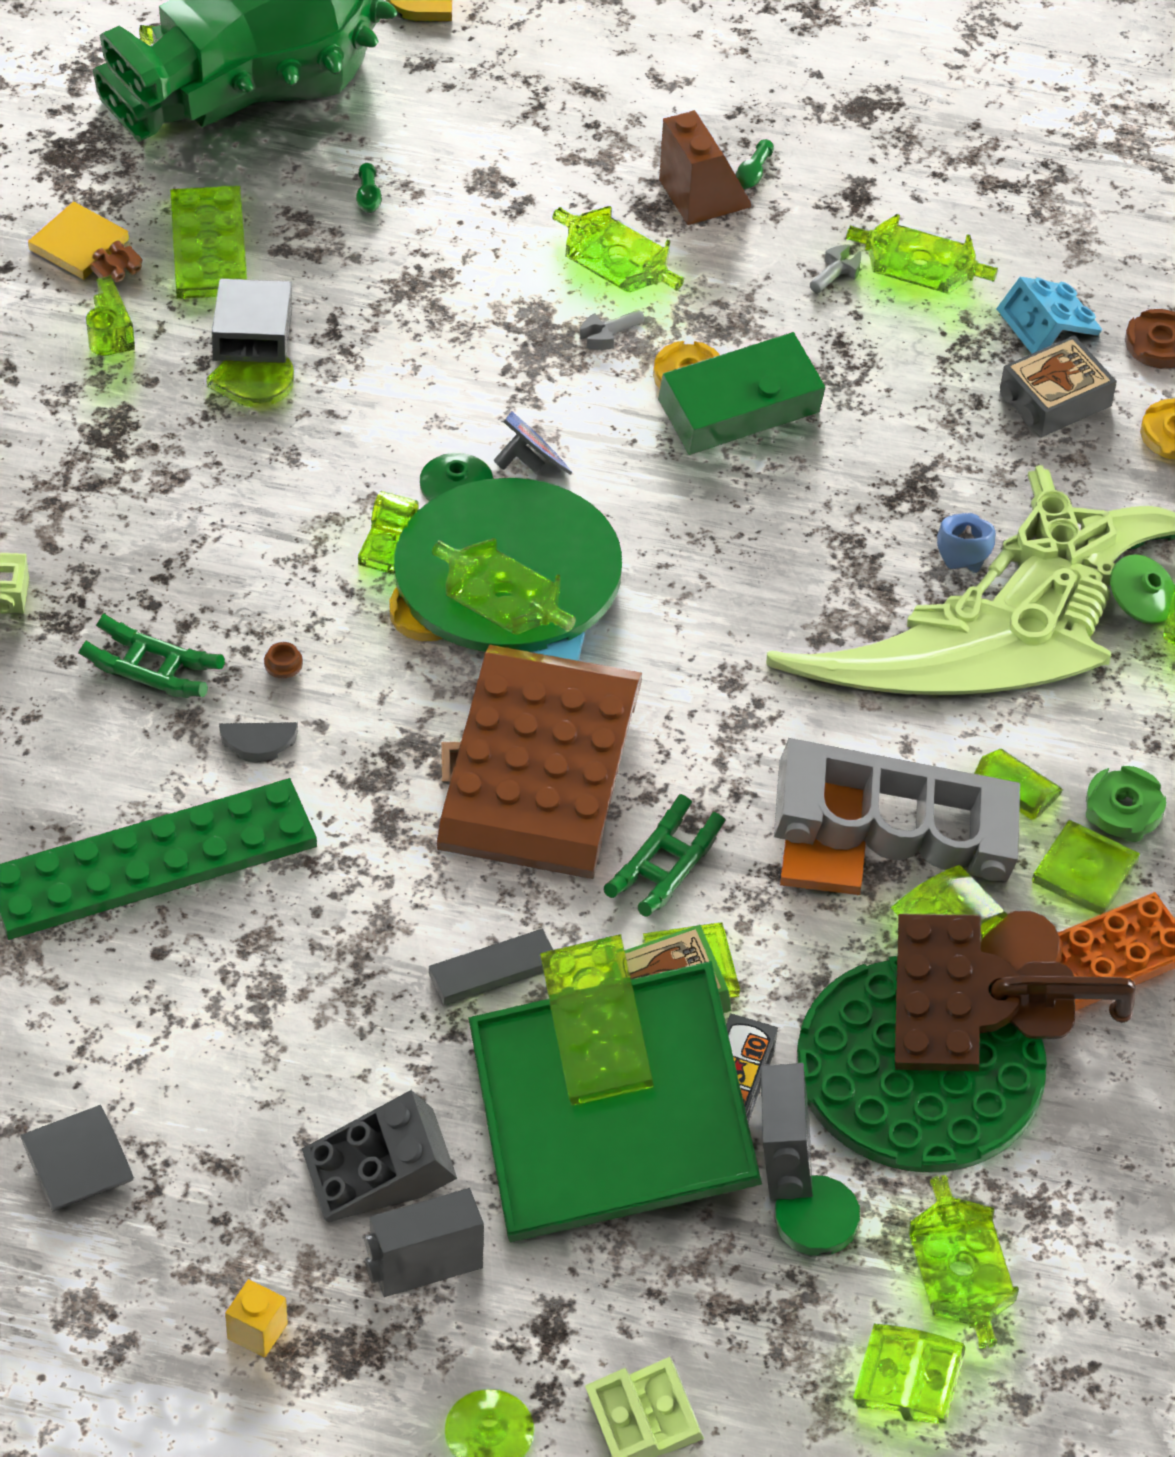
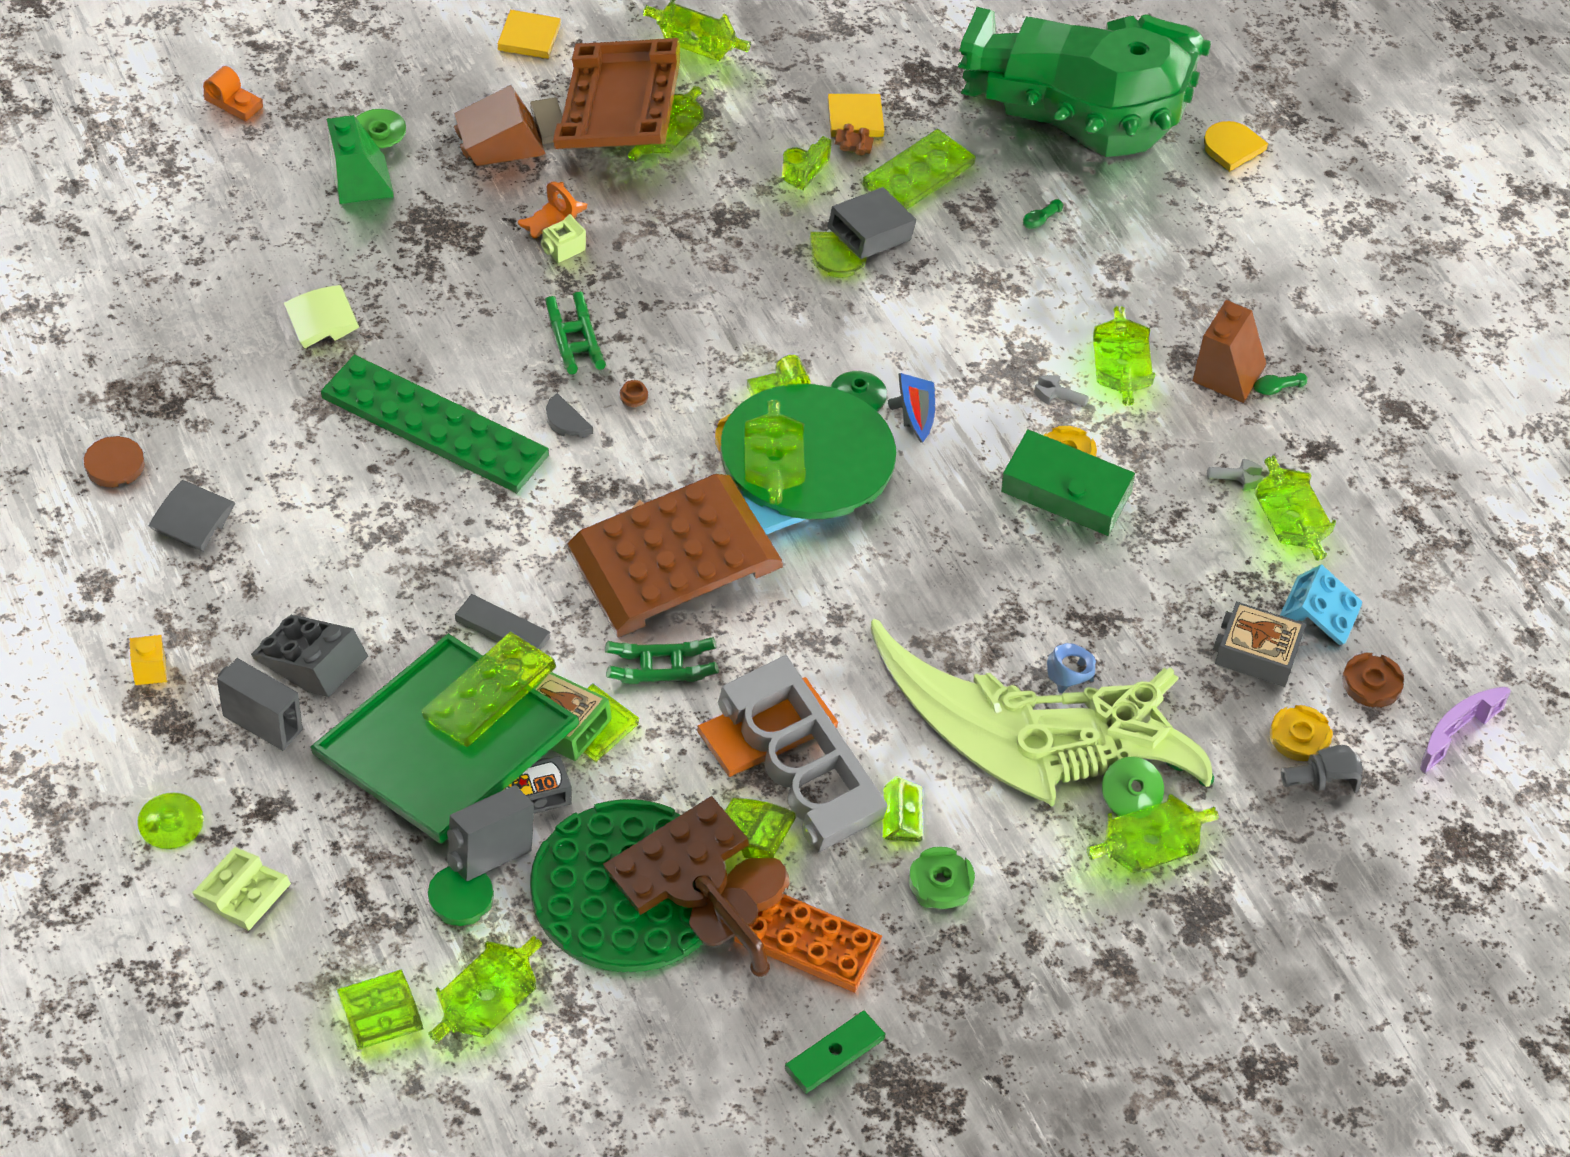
camera: 50 degrees right, 0 degrees up
(1085, 867) = (869, 887): clear neon green tile -> none

